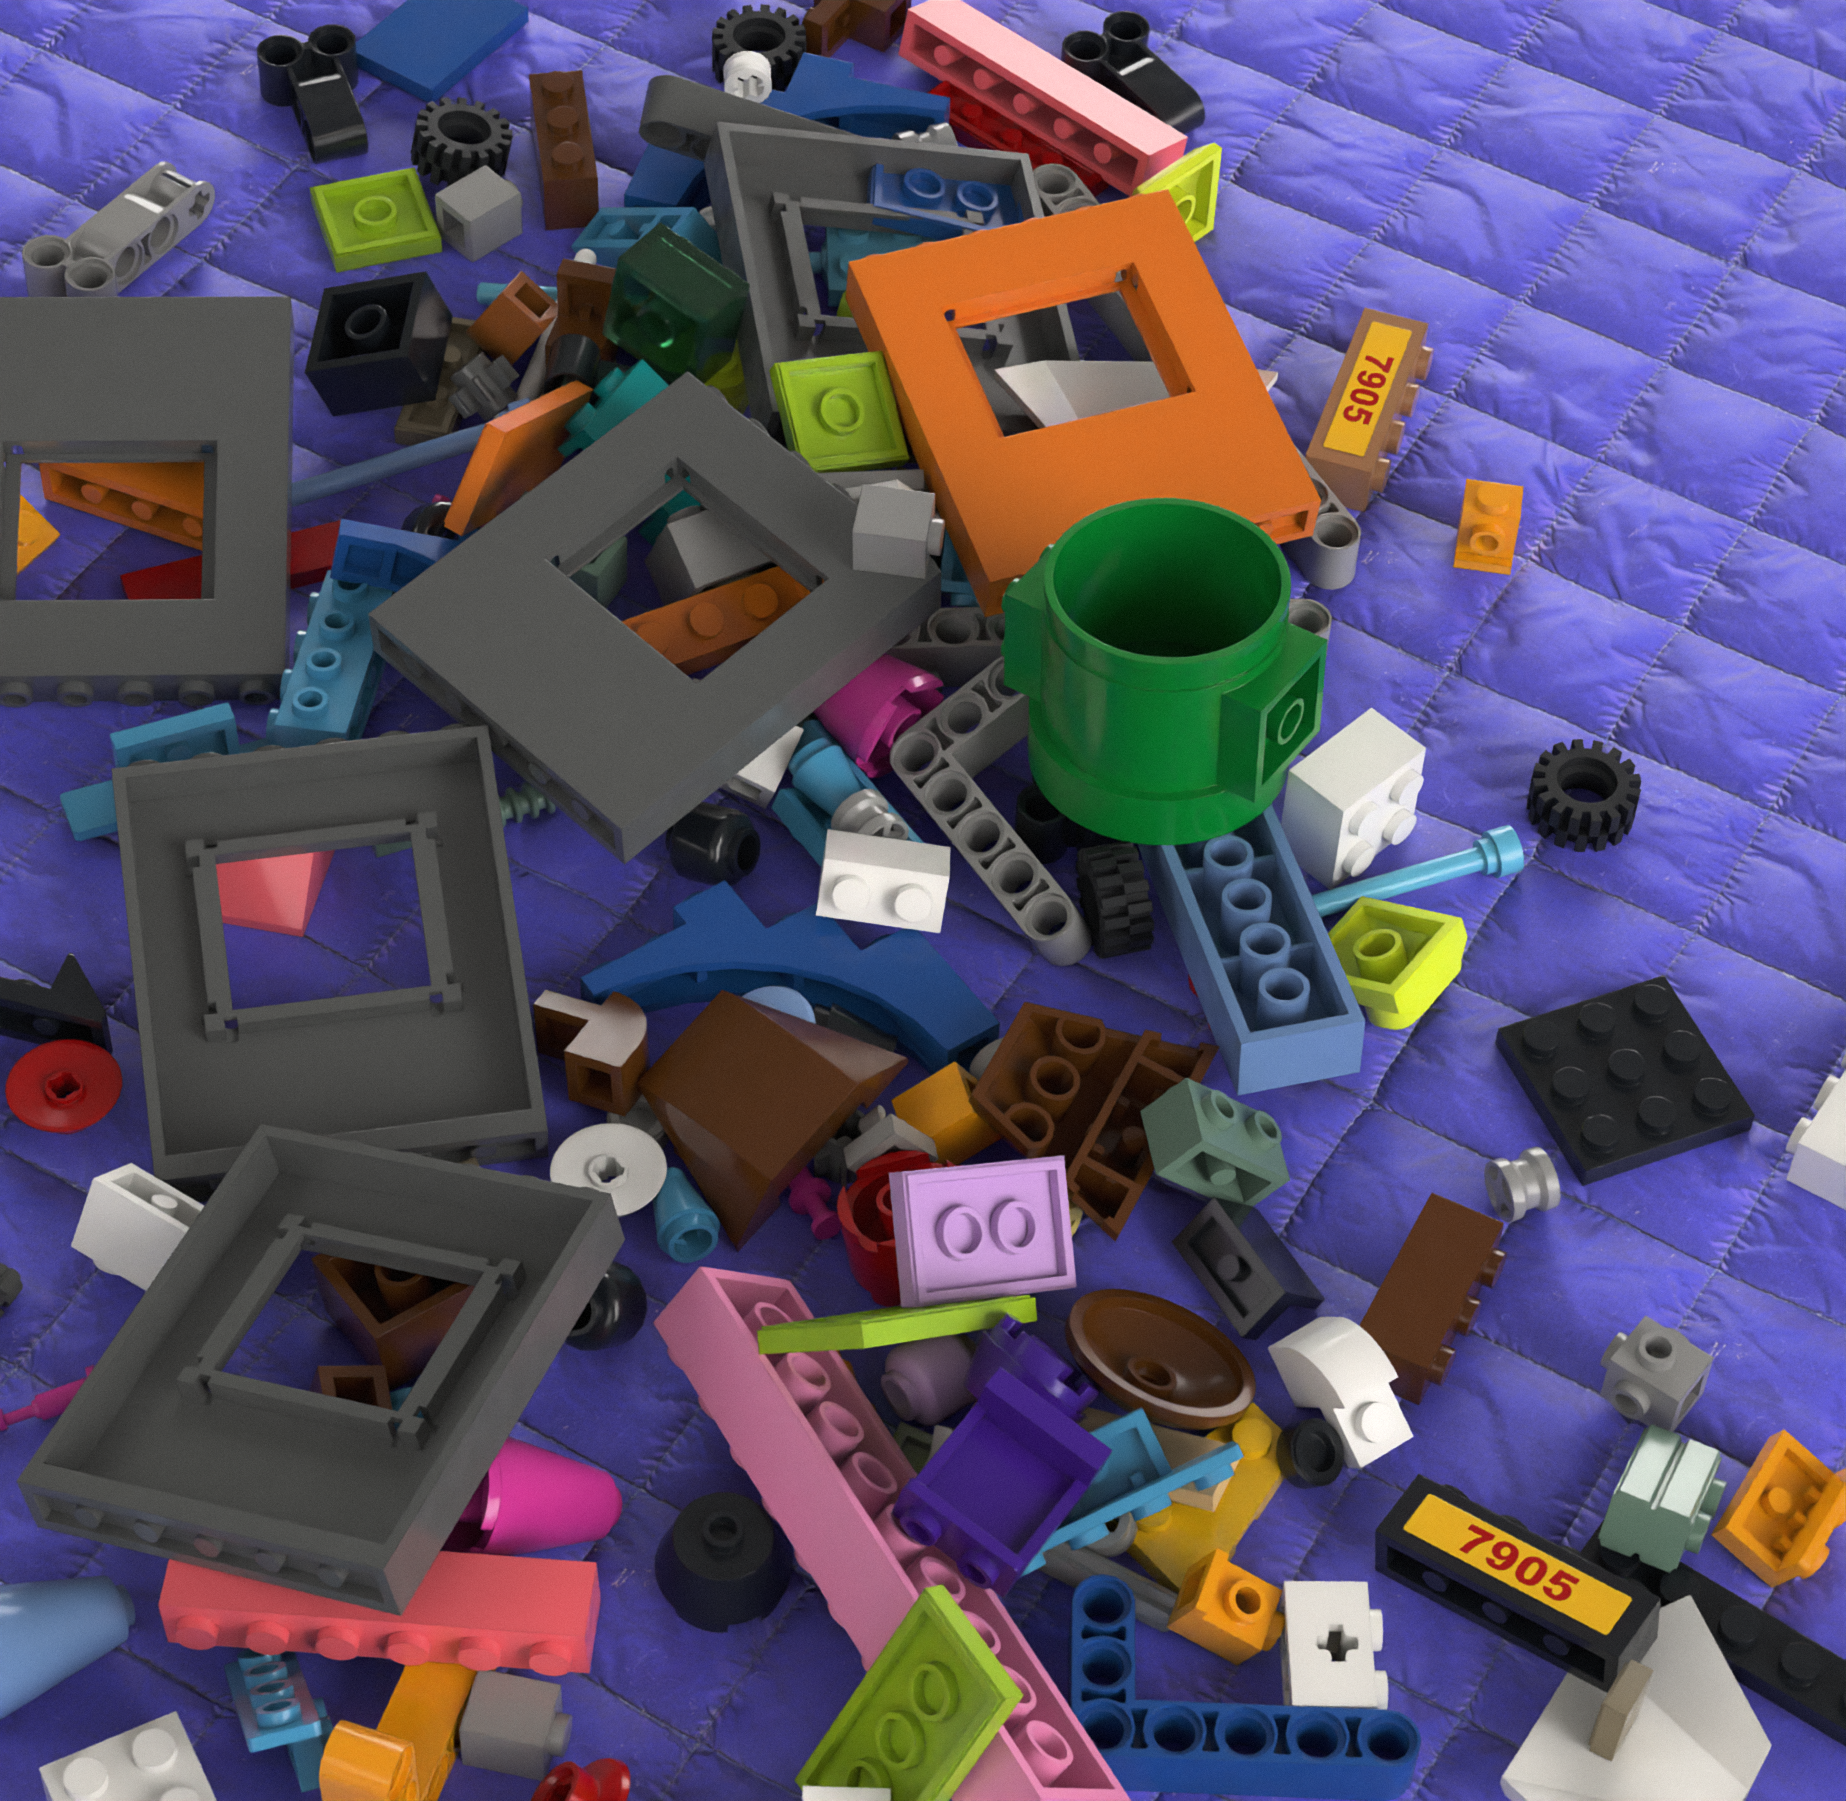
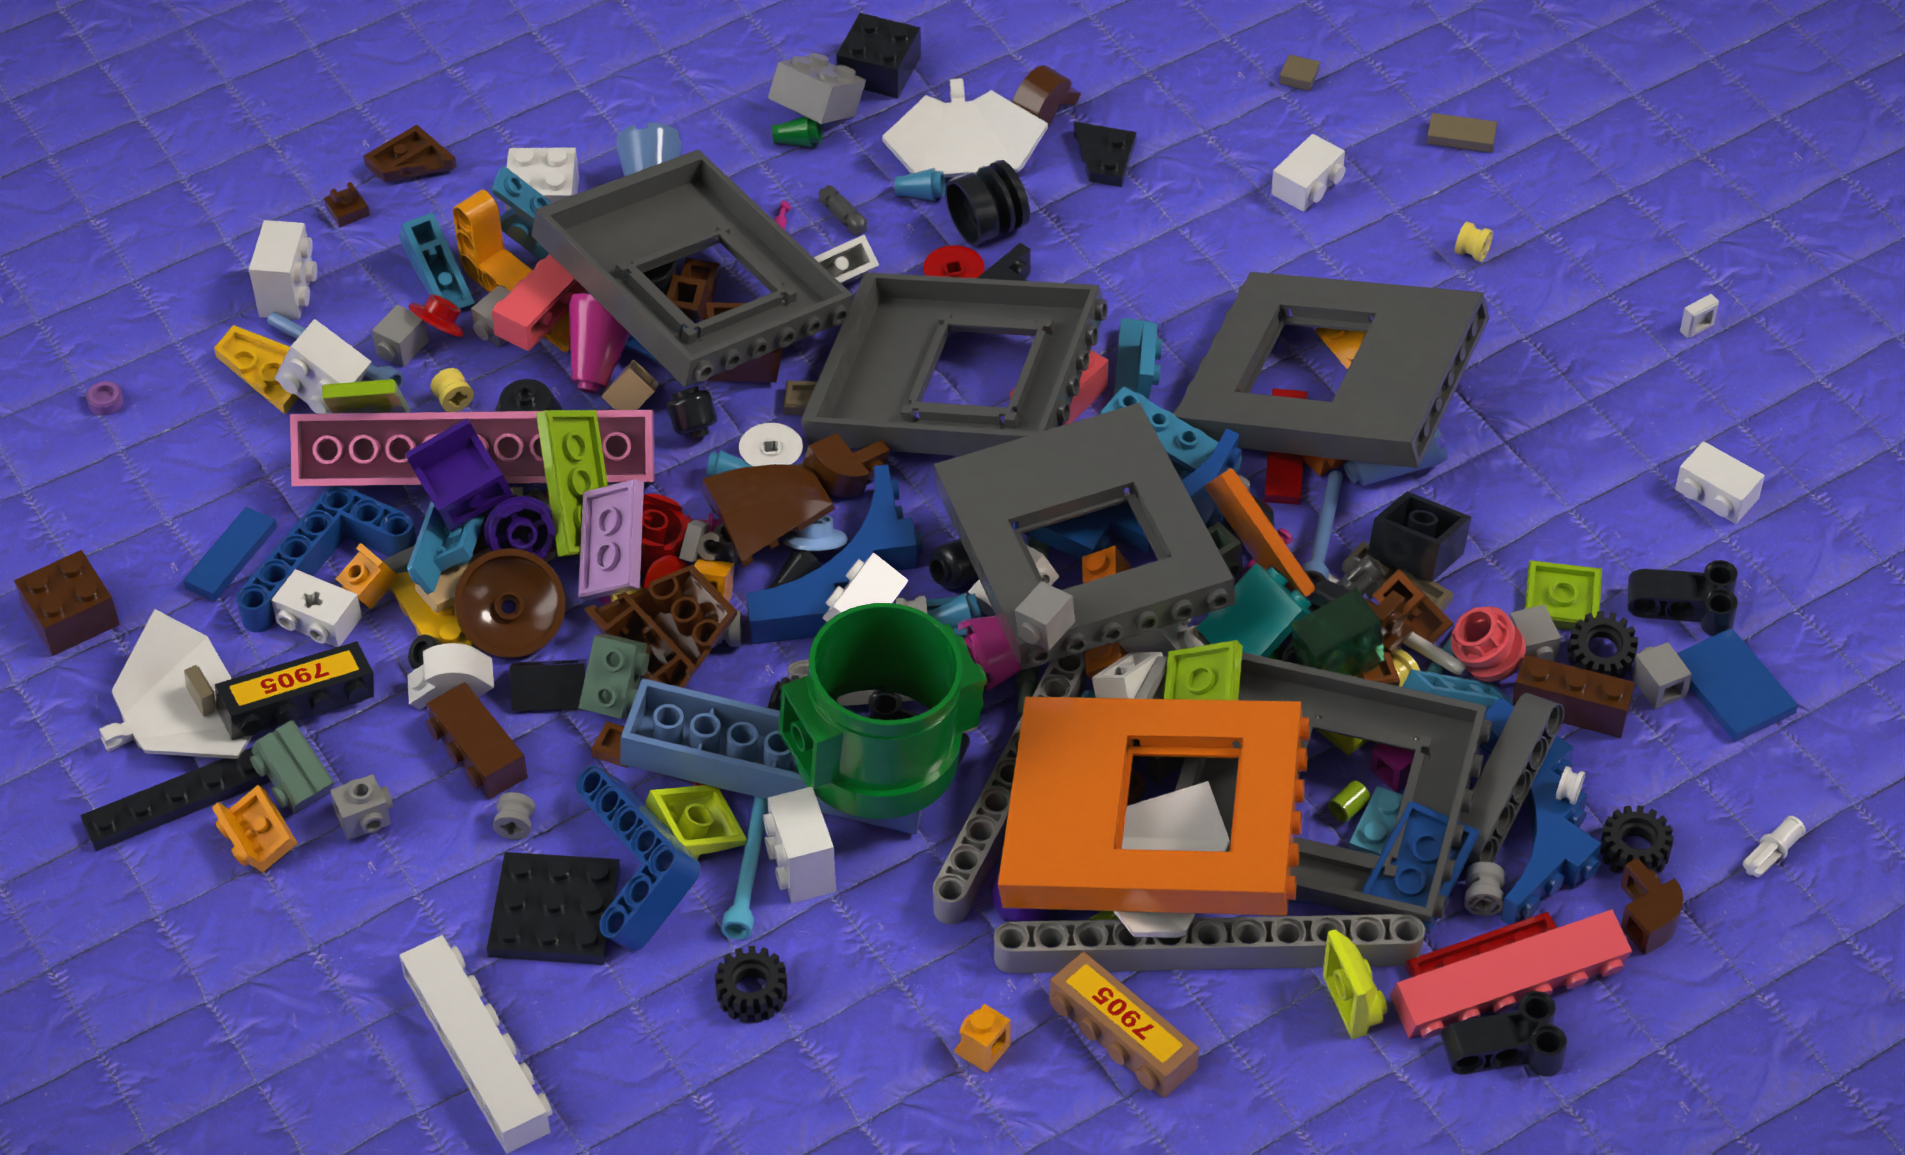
camera: 120 degrees right, 0 degrees up
(91, 110) = (1719, 482): none -> white brick
(119, 238) = (1584, 460): light grey piece -> none
(478, 75) = (1661, 675): none -> light grey brick
(555, 201) = (1488, 644): none -> coral piece
(583, 1428) = (630, 388): none -> tan panel
(731, 1710) = (451, 390): none -> light yellow wheel
(1304, 1134) = (608, 744): none -> dark orange tile
(1488, 968) = (666, 866): none -> blue beam

